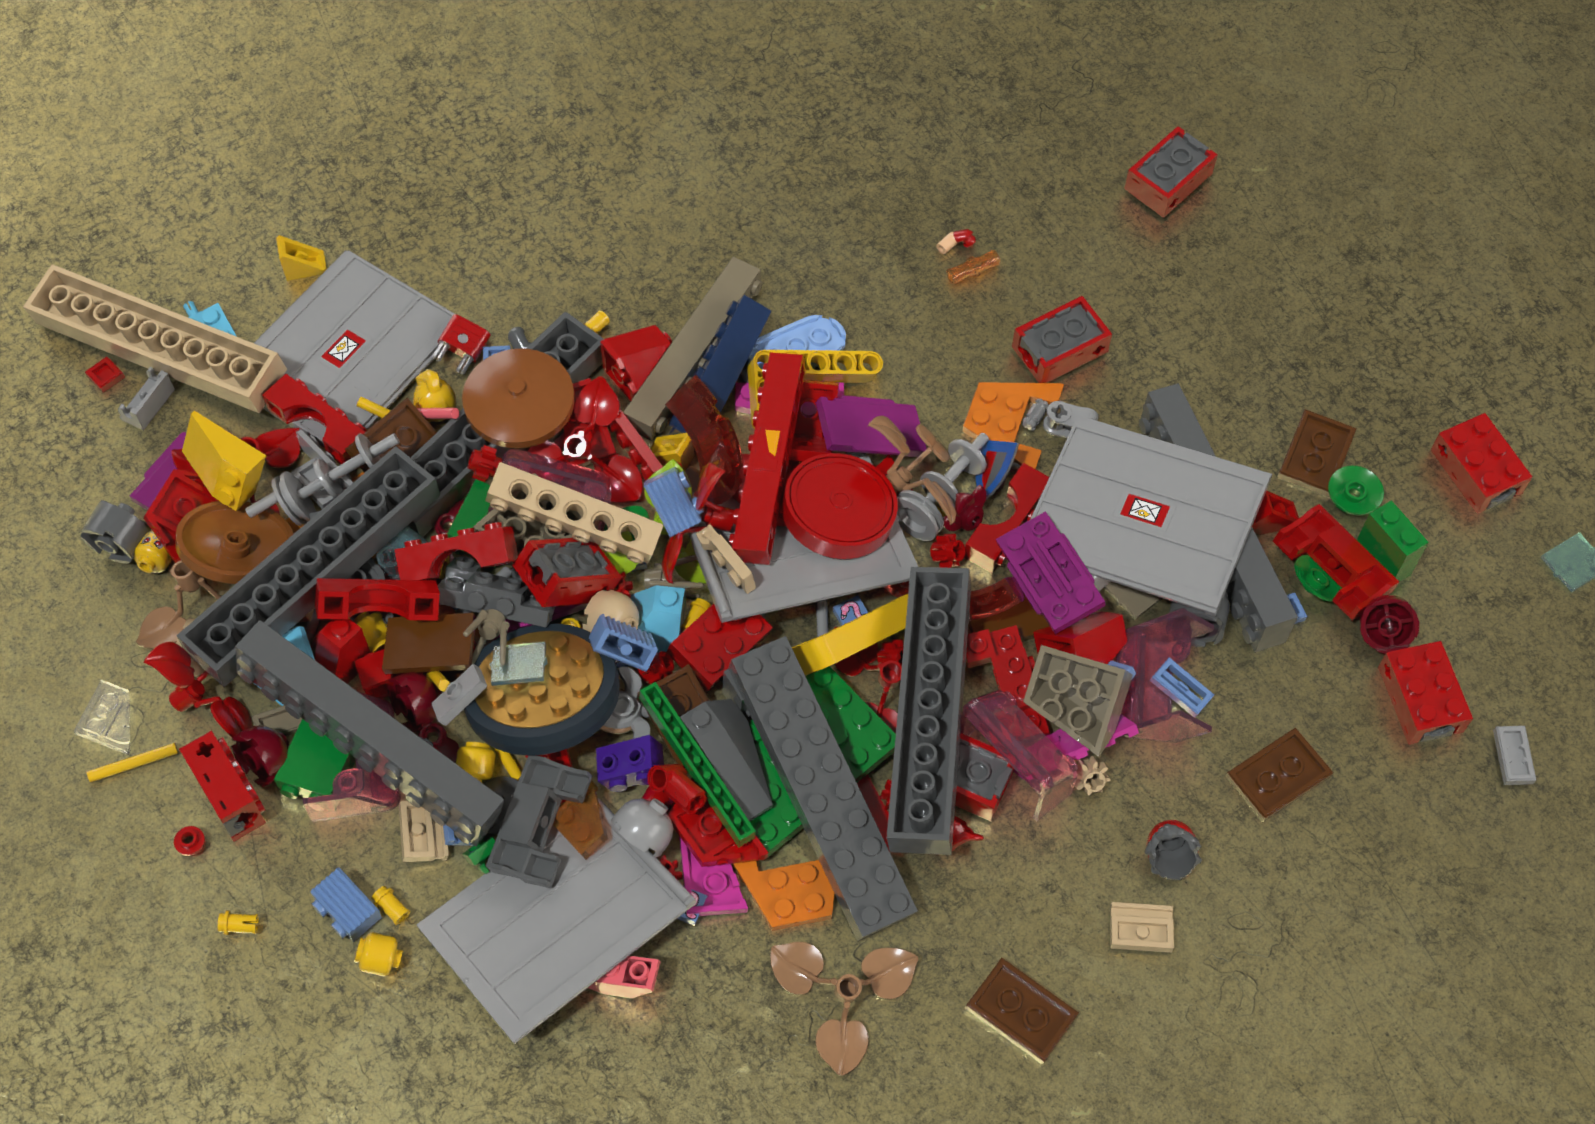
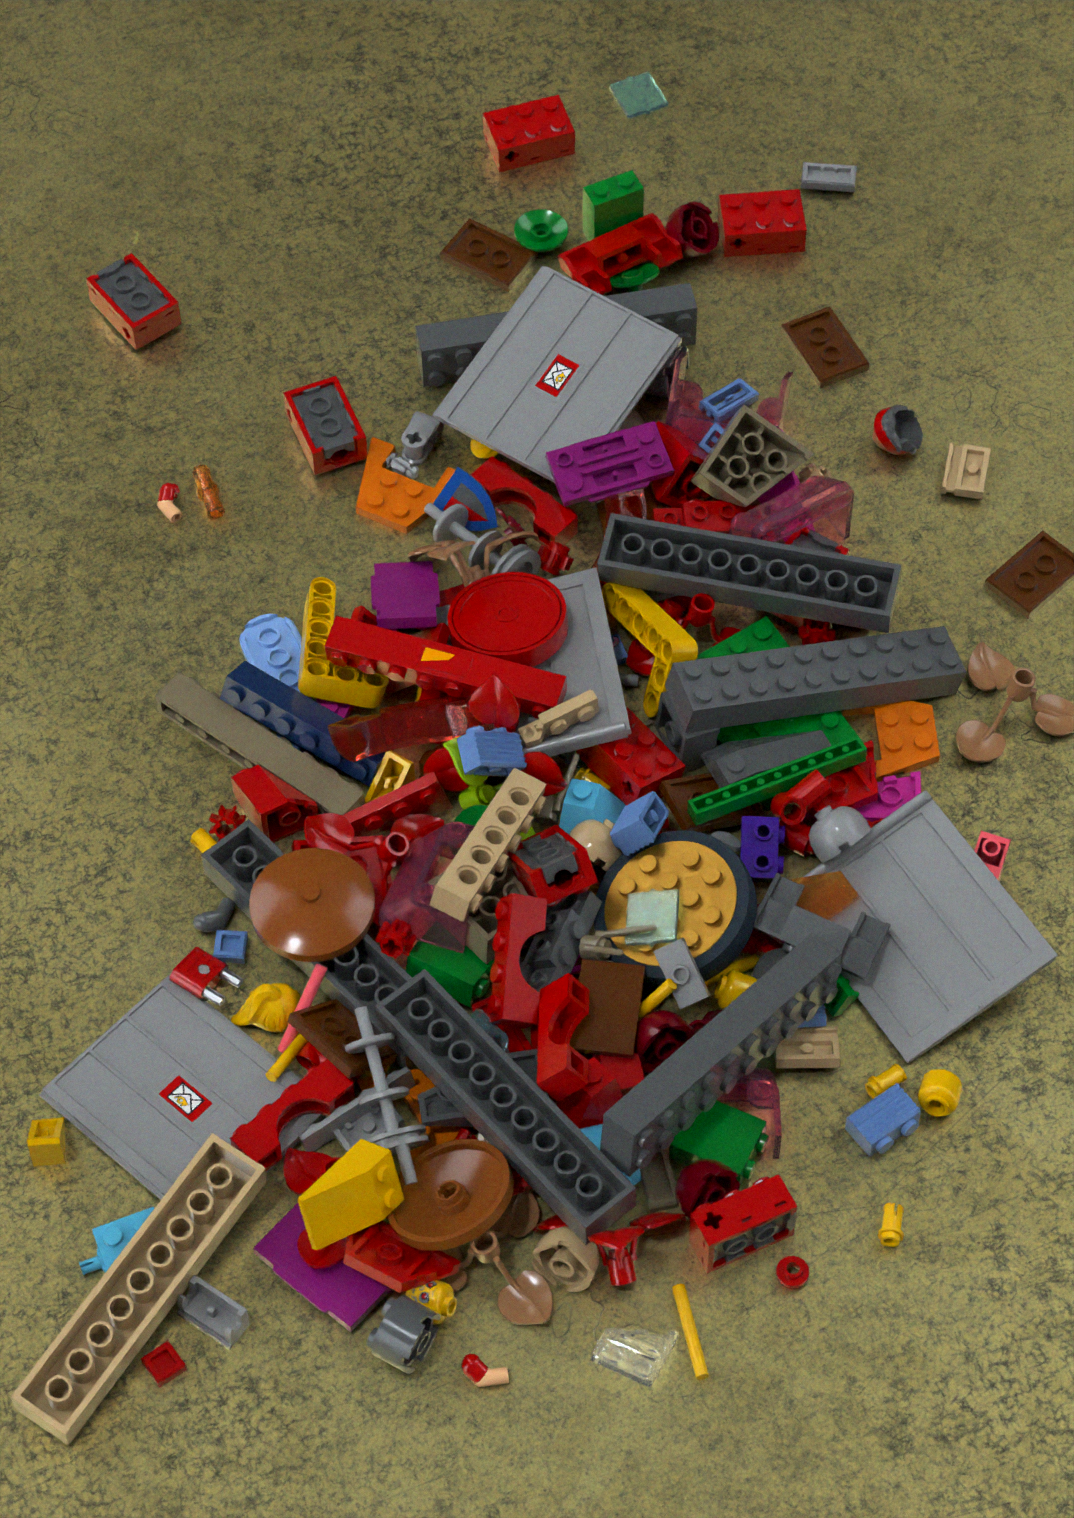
camera: 80 degrees left, 5 degrees down
(90, 602) = (481, 1374): none -> arm
(612, 328) = (230, 816): none -> red gear

